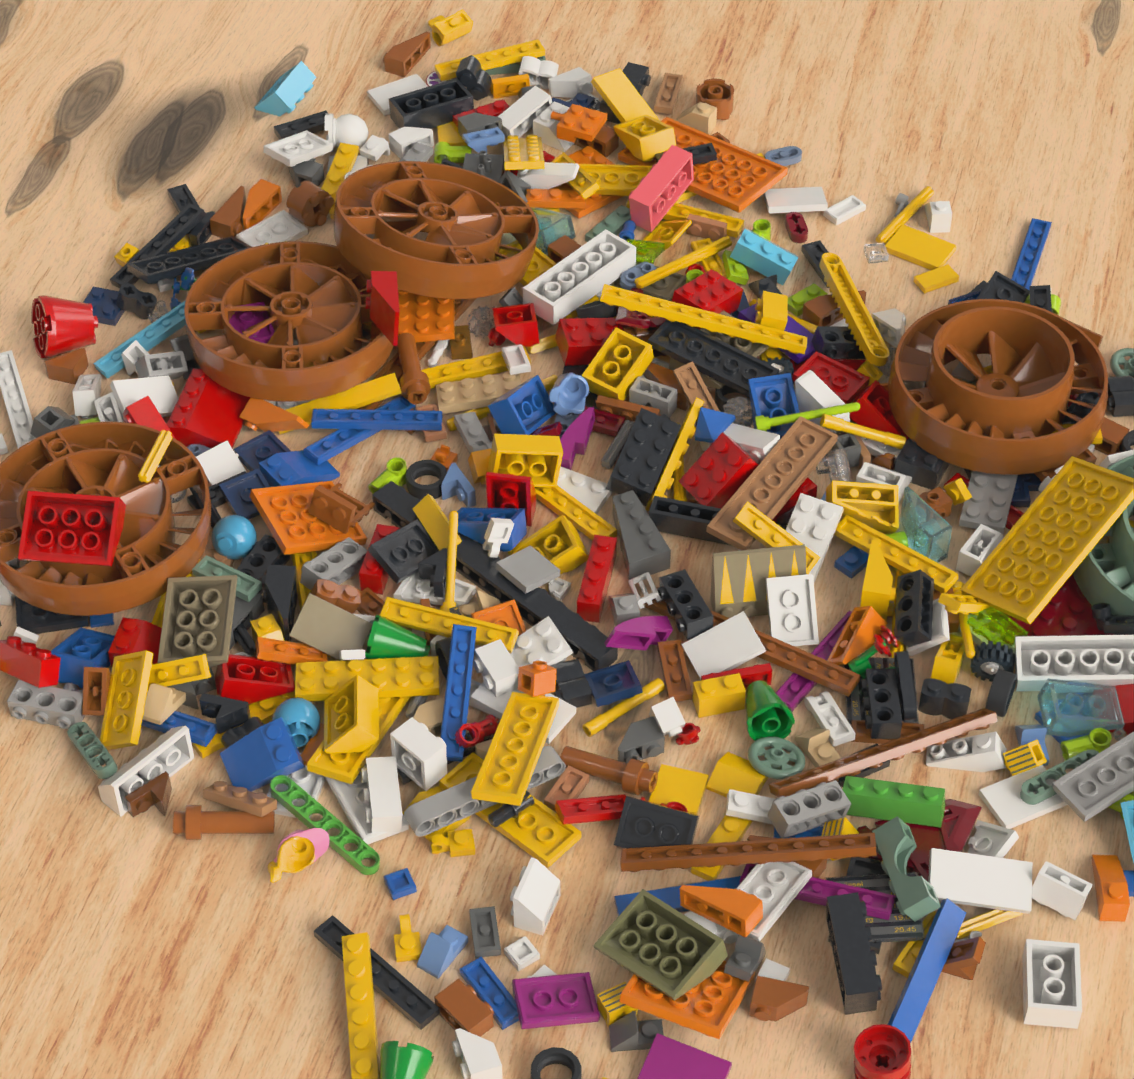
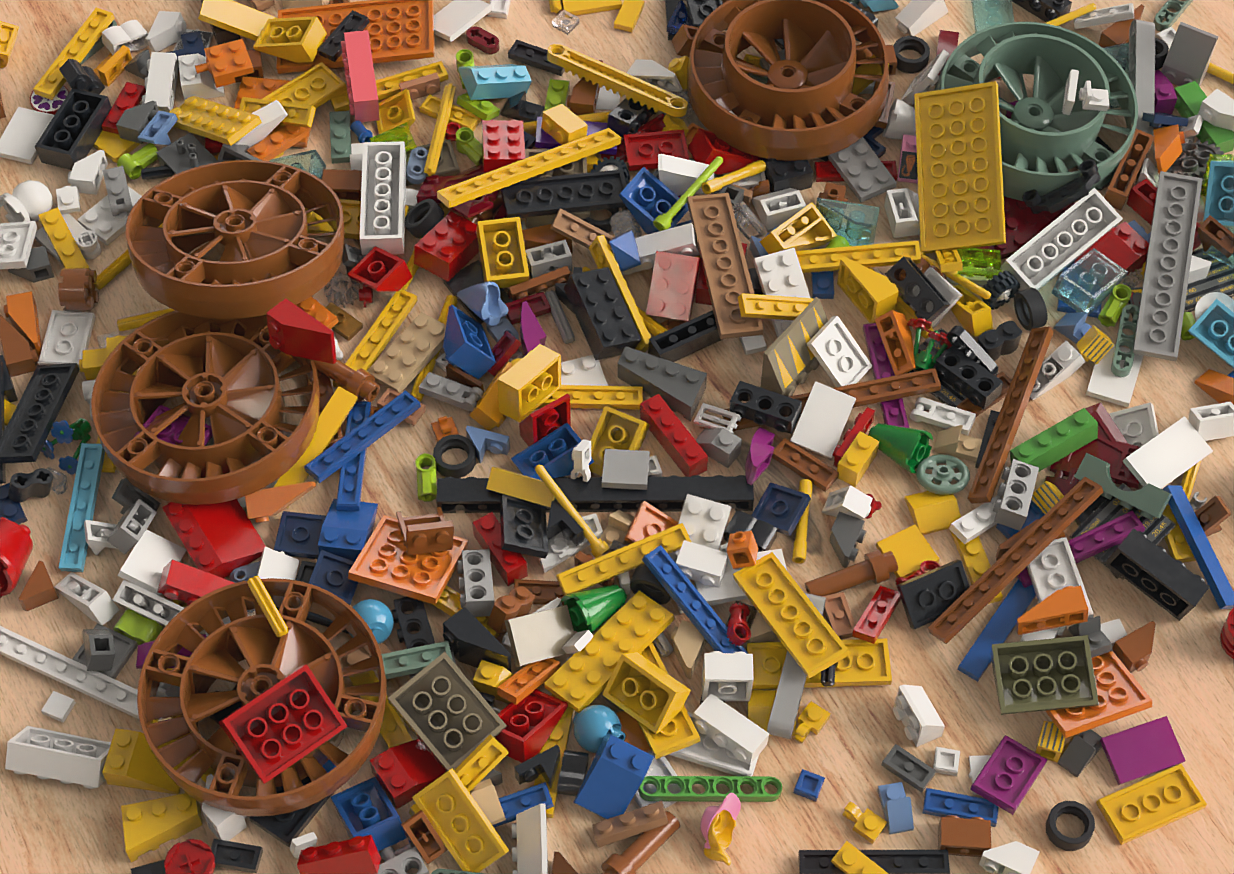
camera: 45 degrees left, 10 degrees up
(516, 359) = (411, 304): white tile -> none
(957, 491) = (839, 175): yellow plate -> none

